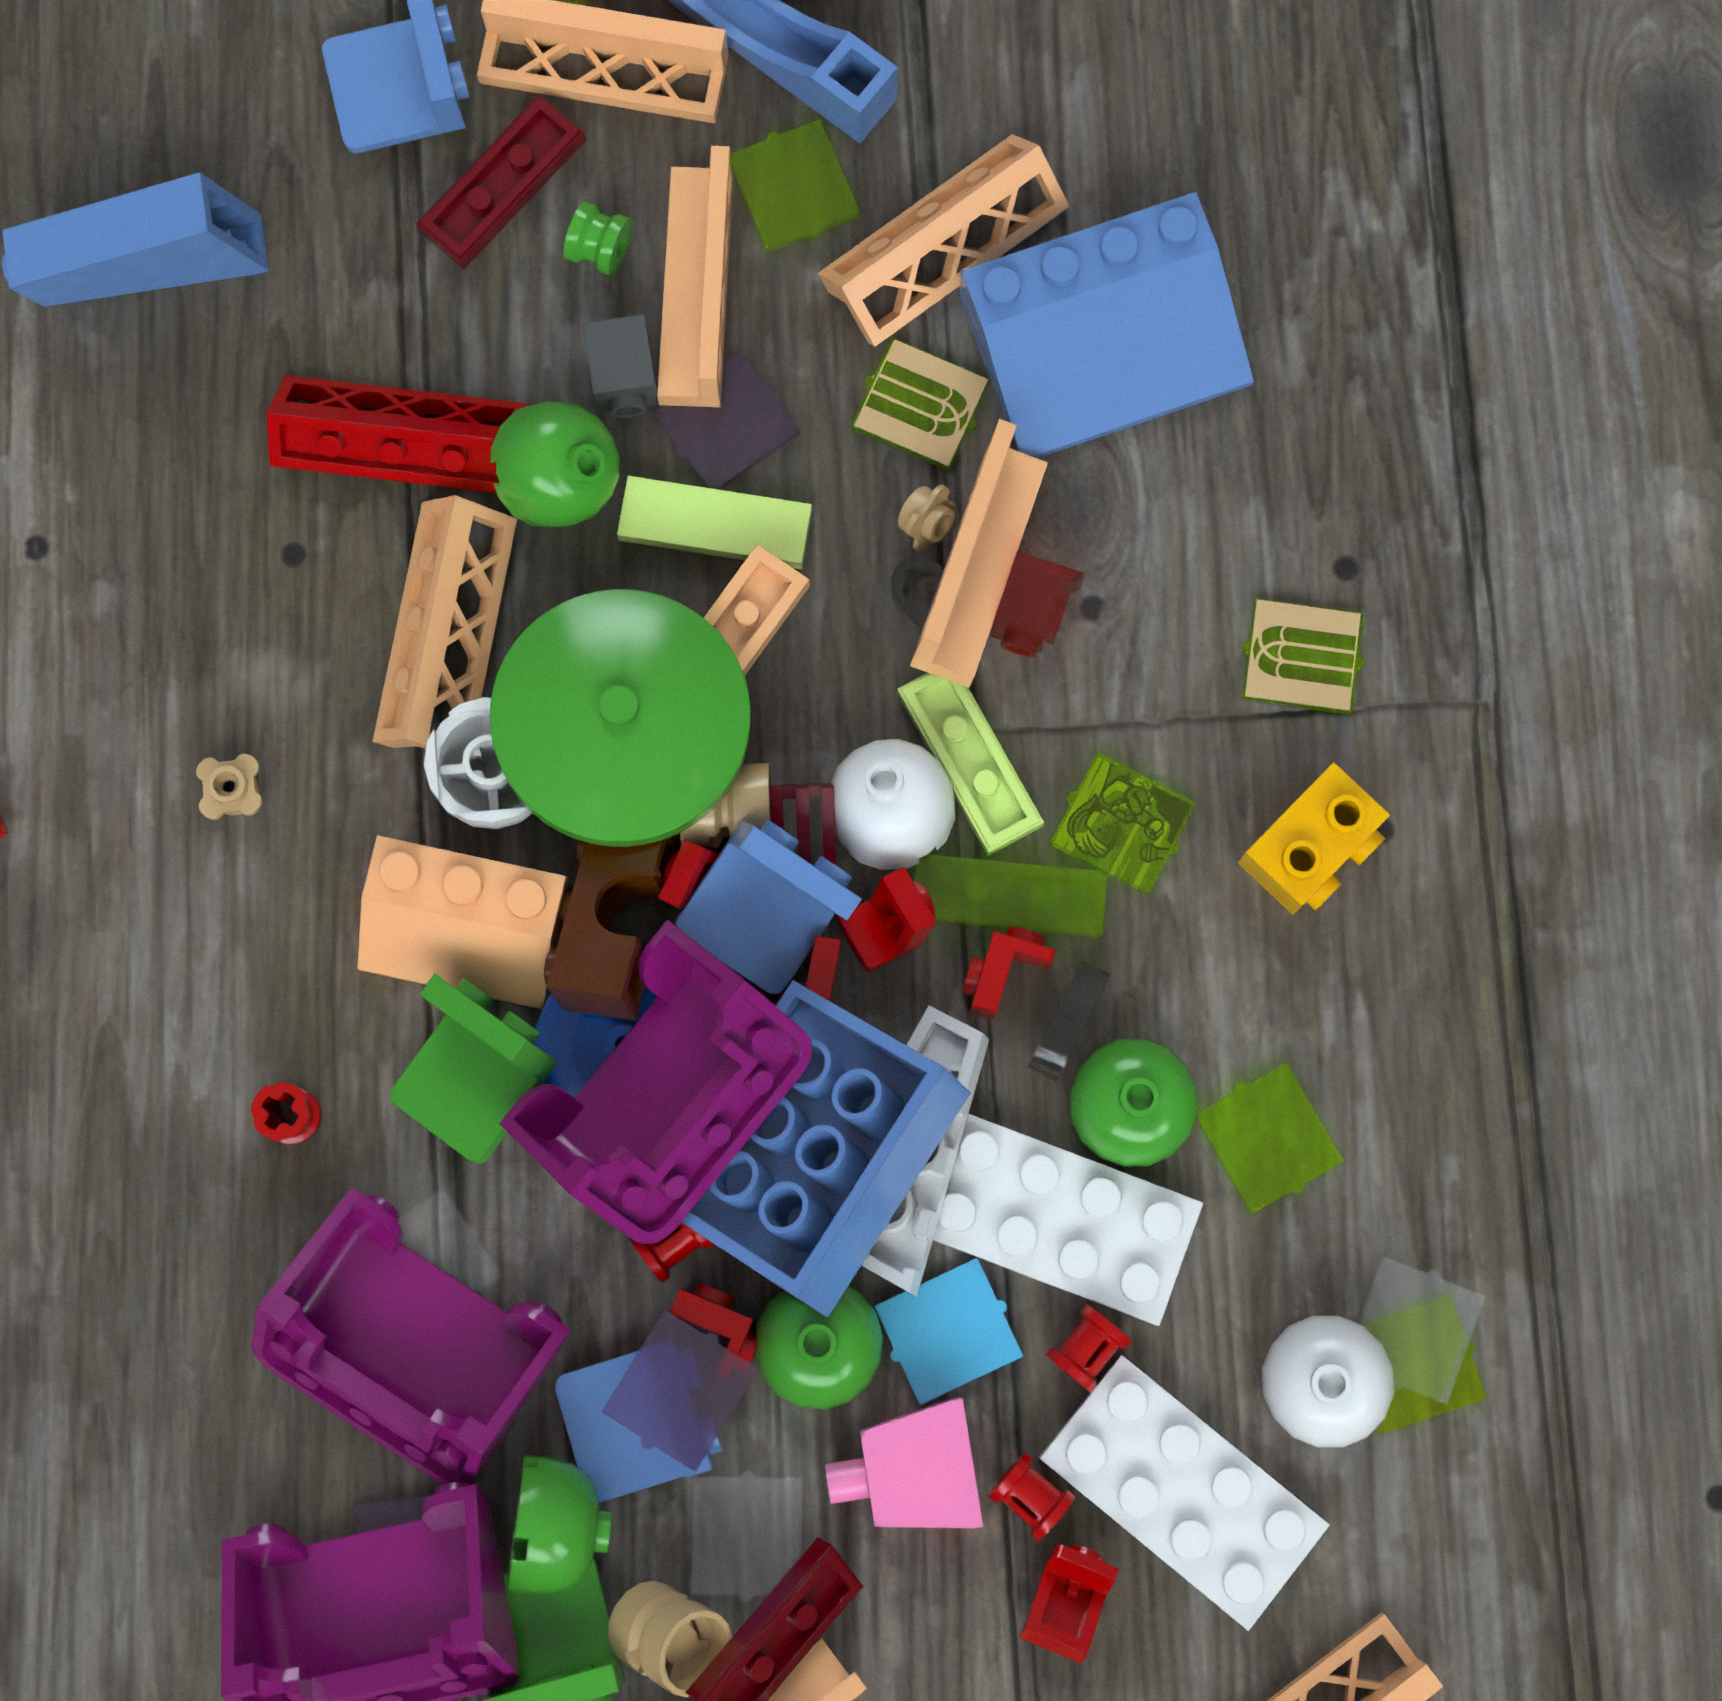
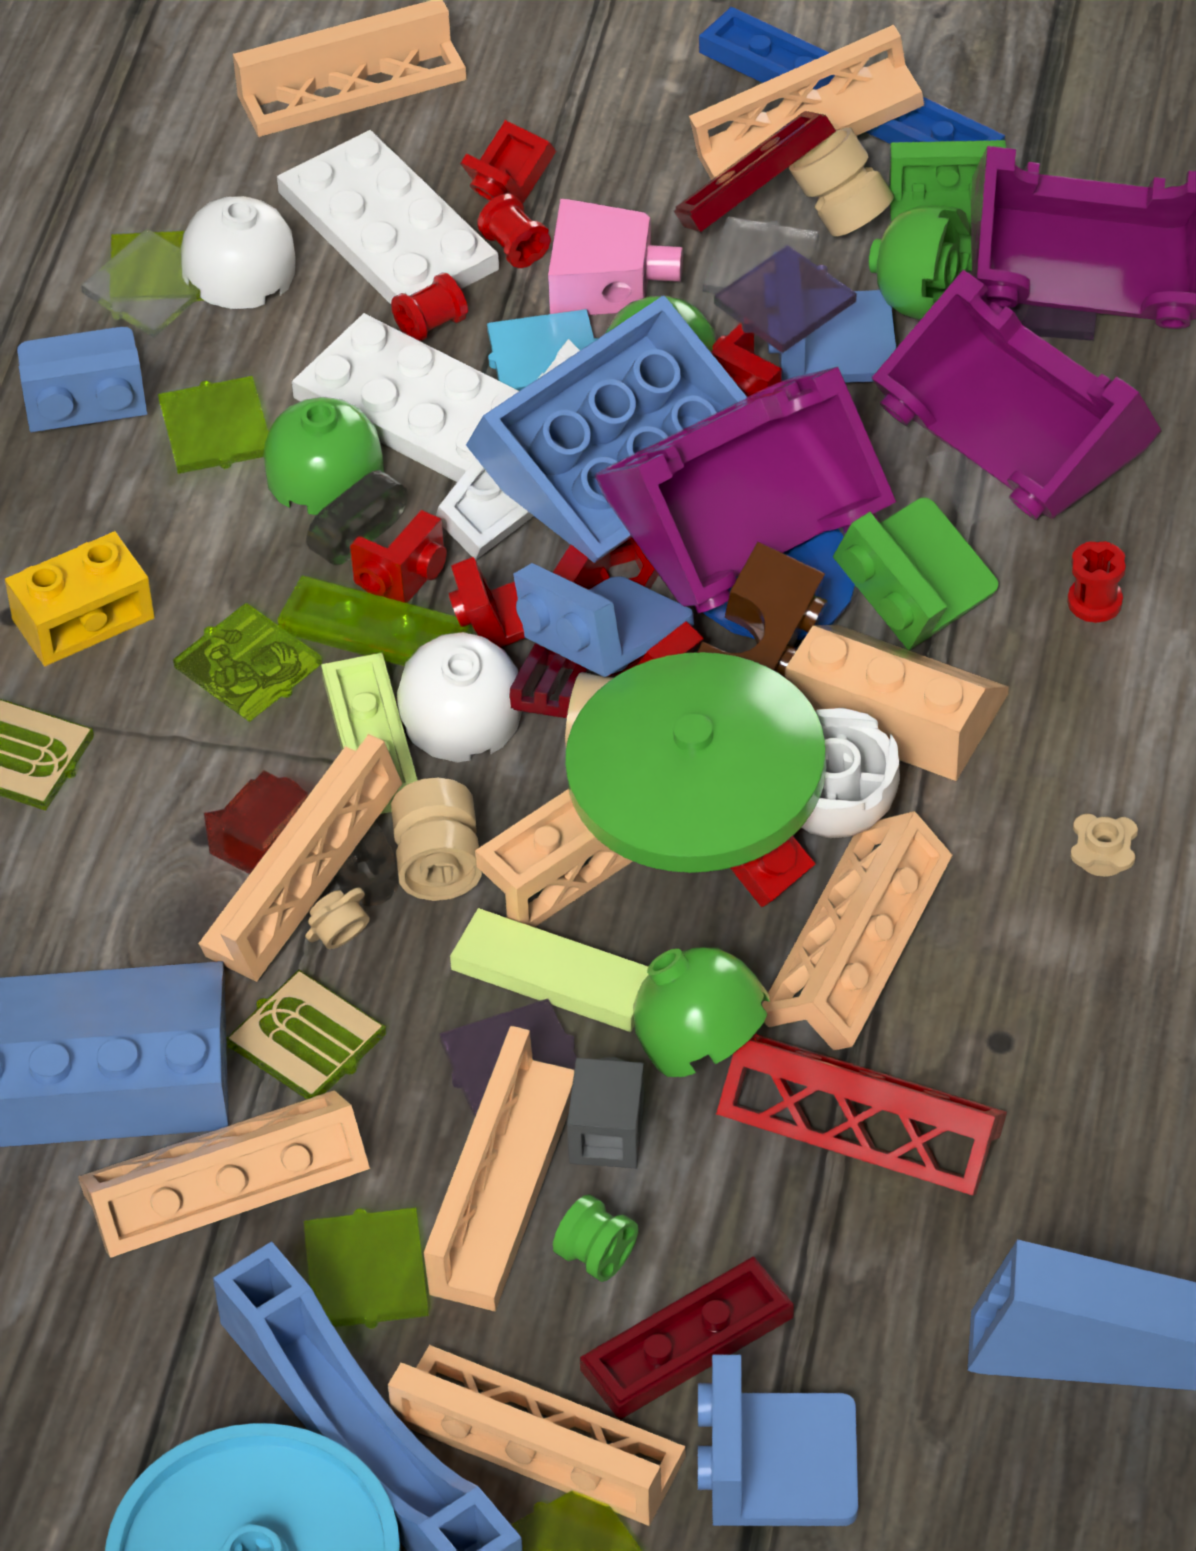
camera: 165 degrees left, 30 degrees down
(855, 607) = (435, 839): none -> tan wheel
(1432, 1152) = (81, 379): none -> medium blue bracket

